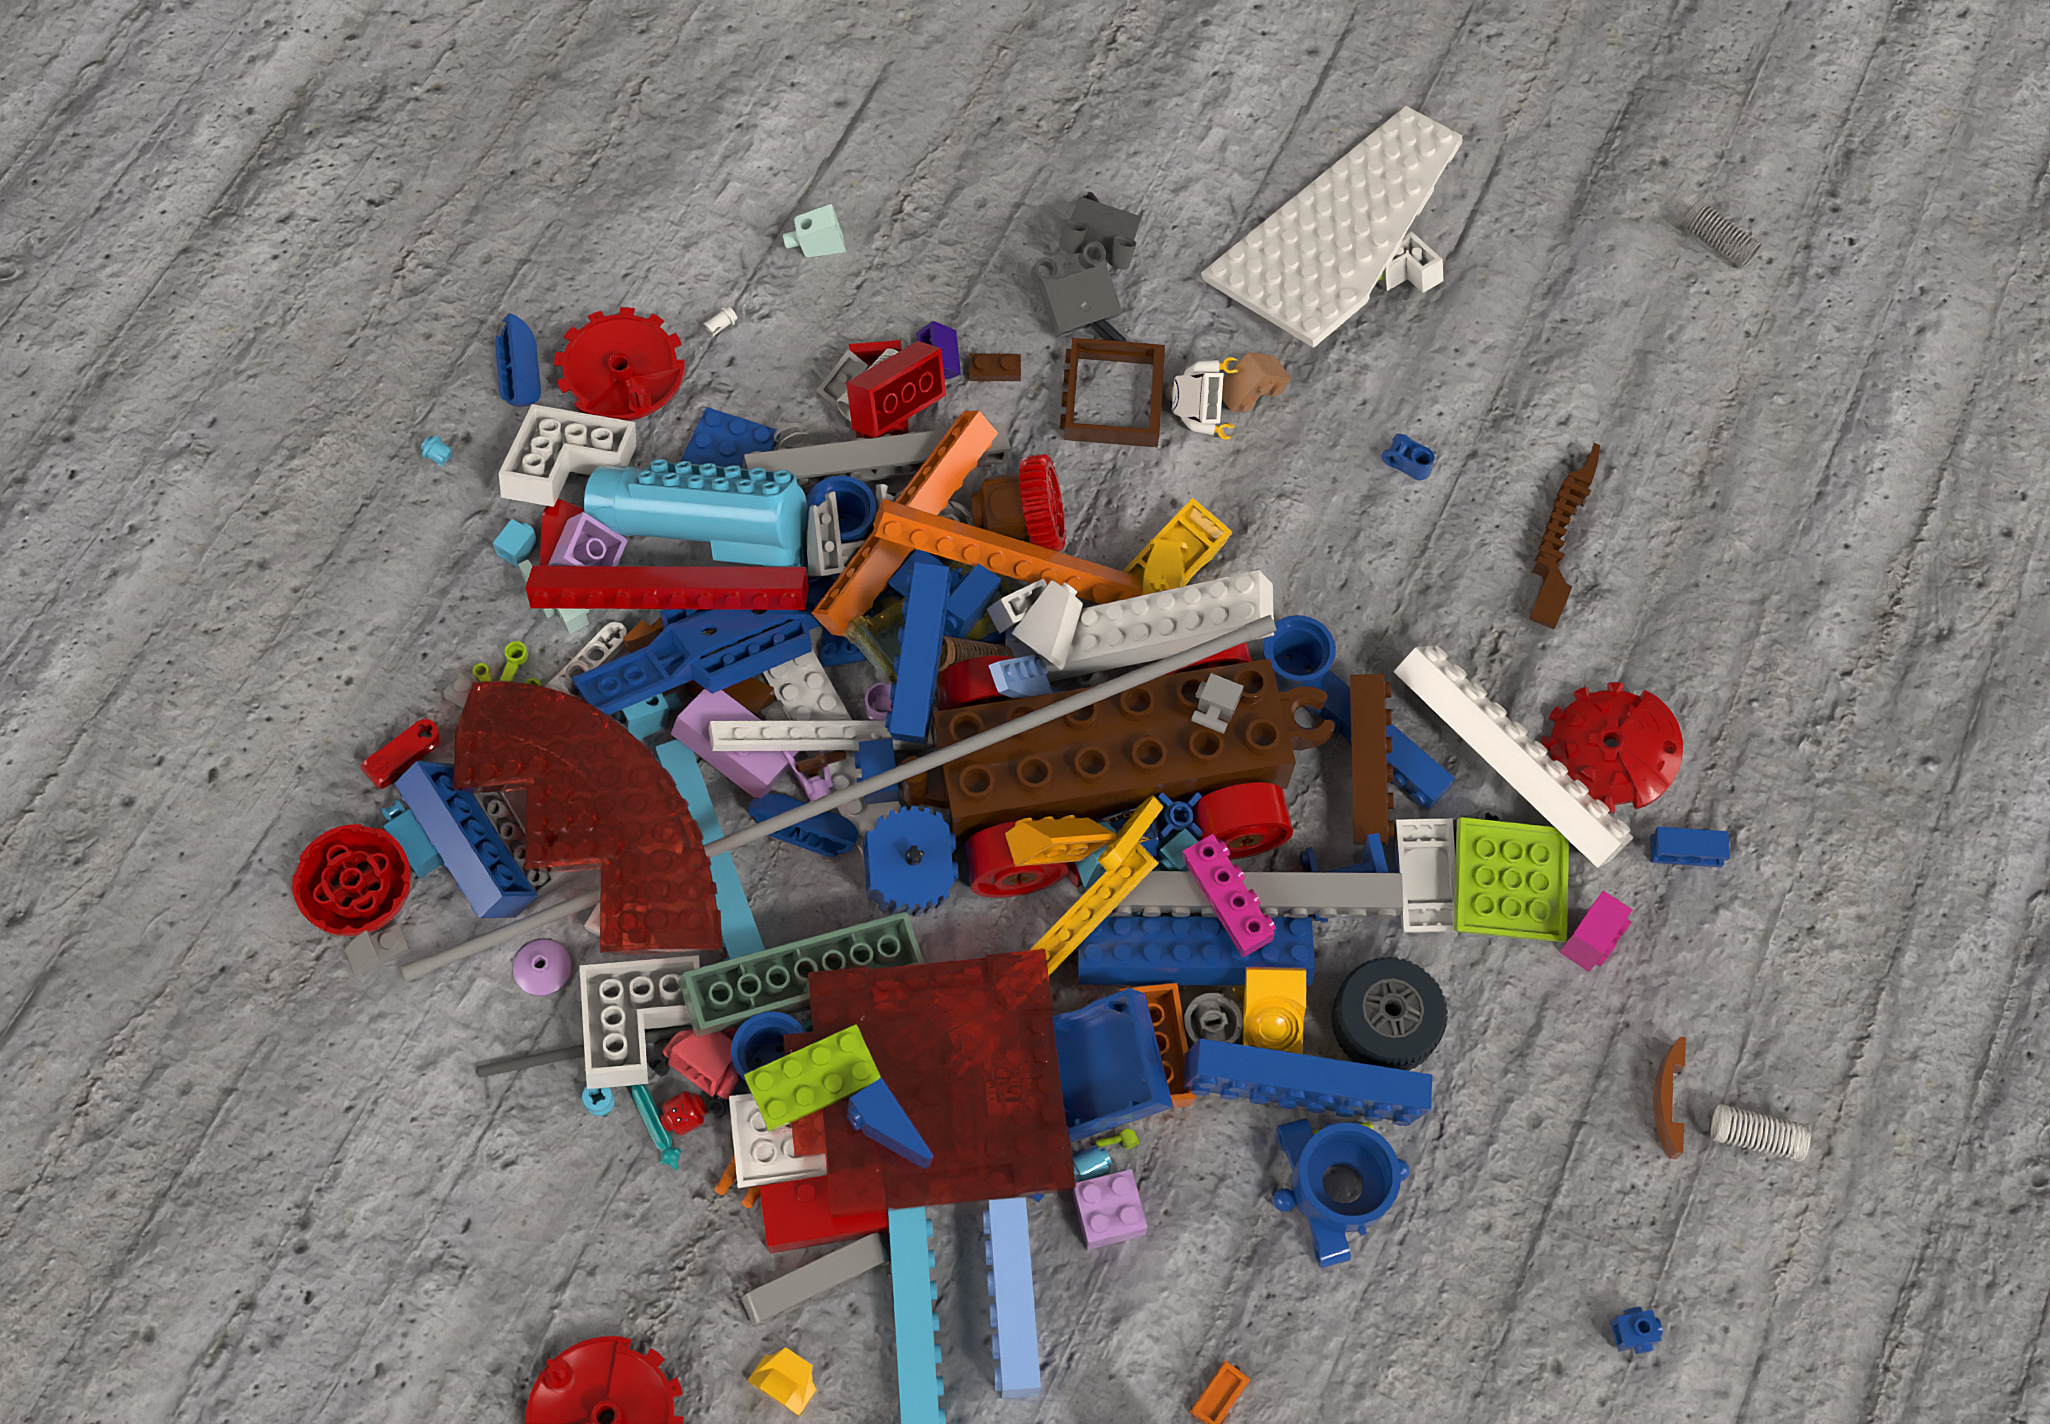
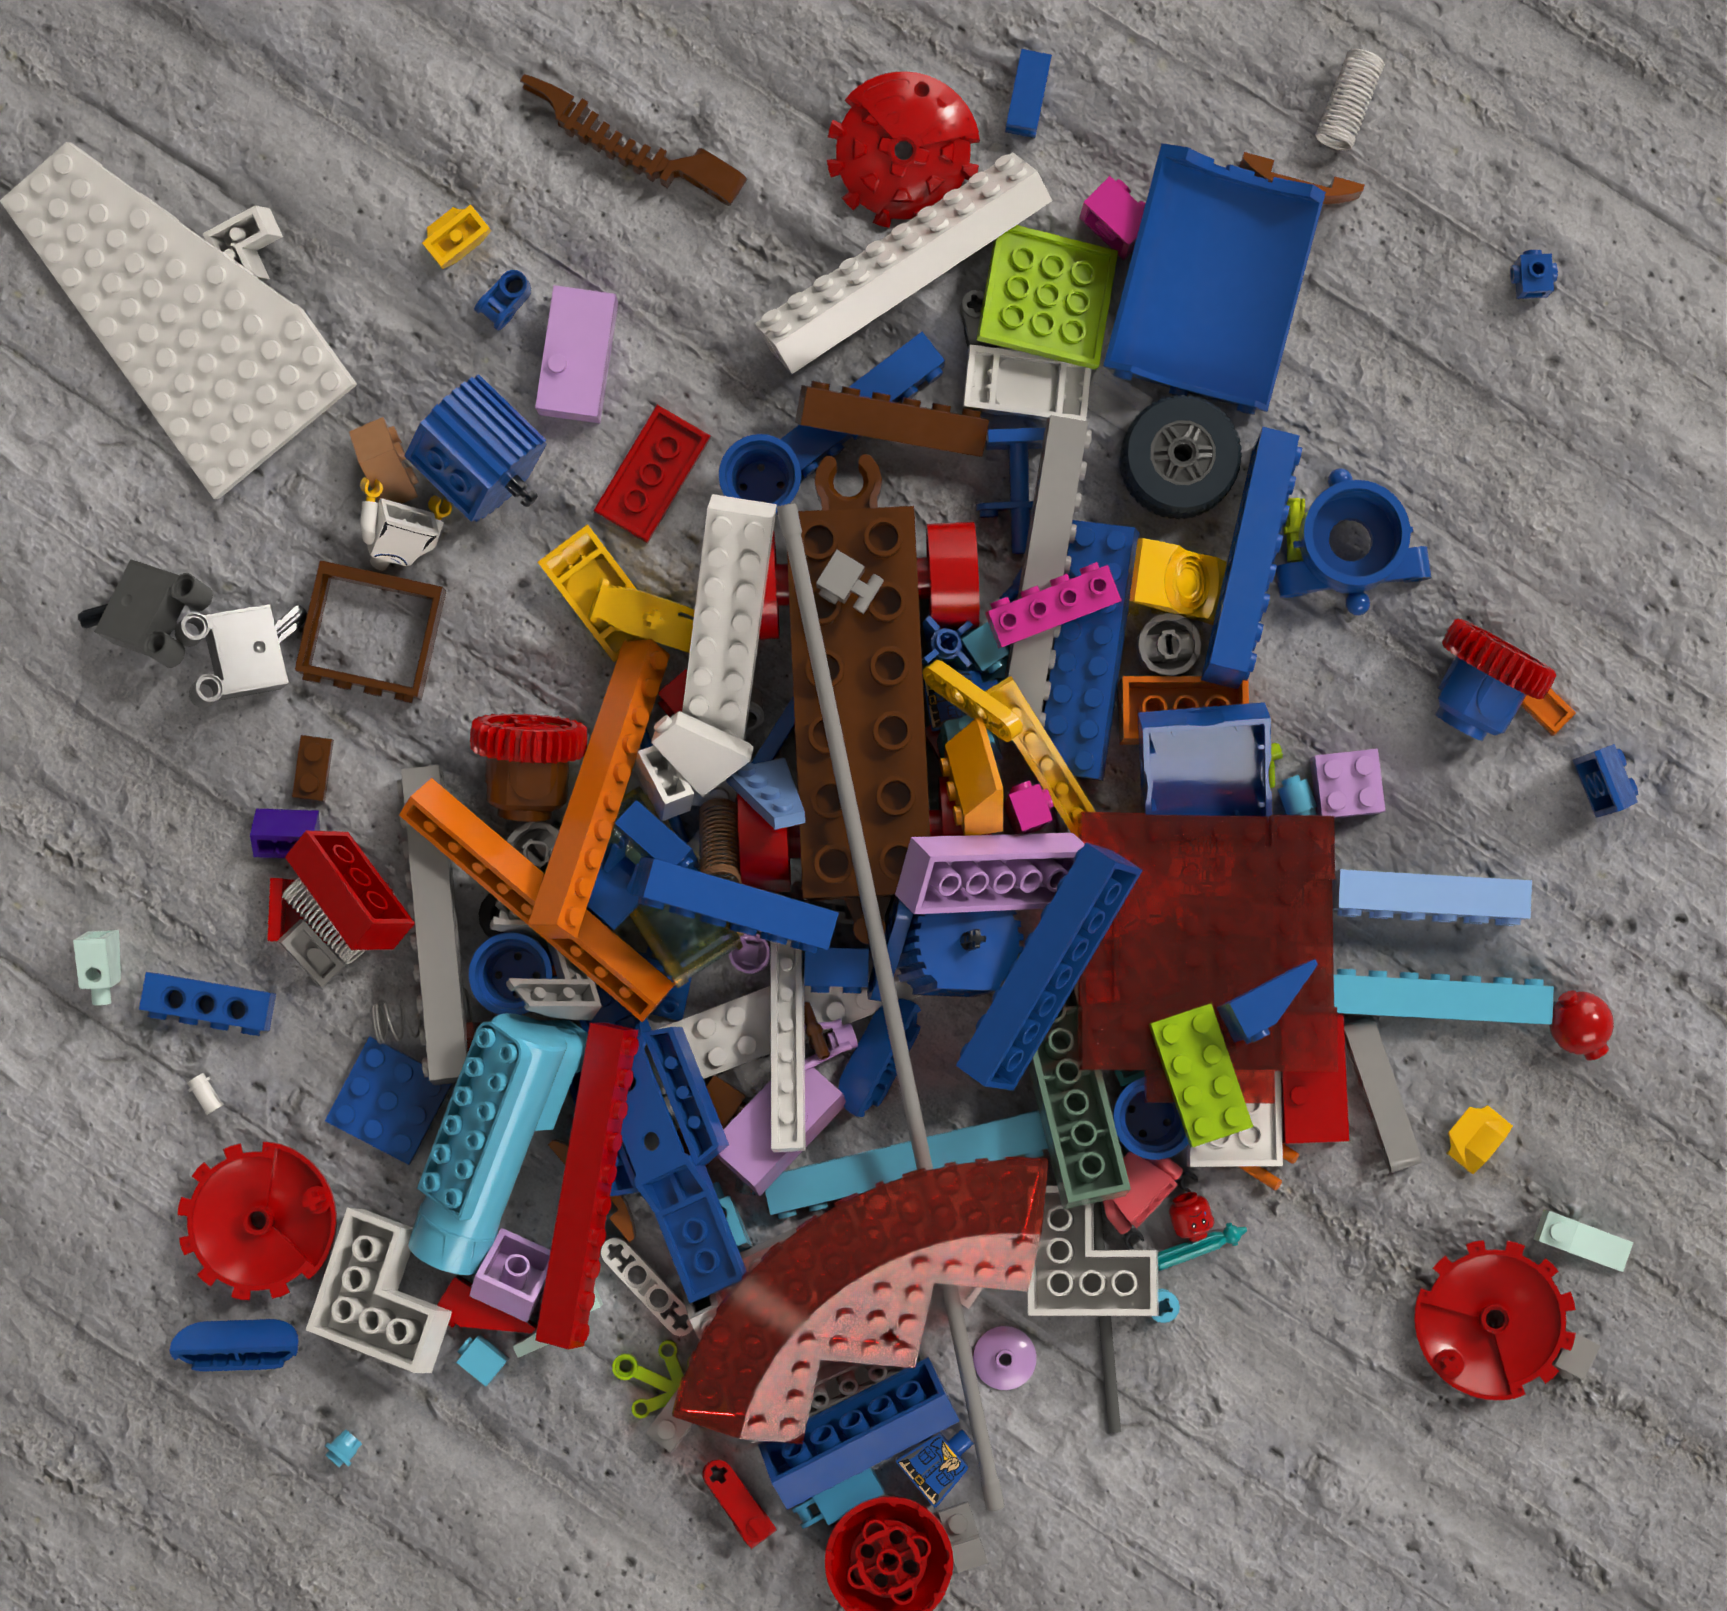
camera: 80 degrees left, 20 degrees up
(440, 914) = (936, 1464): none -> torso
(793, 348) = (159, 987): none -> blue brick
(876, 808) = (895, 936): none -> blue beam
(898, 928) = (1048, 967): none -> blue brick
(977, 866) = (985, 871): none -> lavender brick
(1039, 904) = (1028, 808): none -> dark pink brick
(1231, 1323) = (1487, 681): none -> piece
(1278, 437) = (477, 449): none -> blue piece
(1295, 587) = (652, 473): none -> red tile
(1374, 514) = (576, 354): none -> lavender brick
(1451, 416) = (455, 235): none -> yellow slope
(1560, 1017) = (1213, 280): none -> blue panel

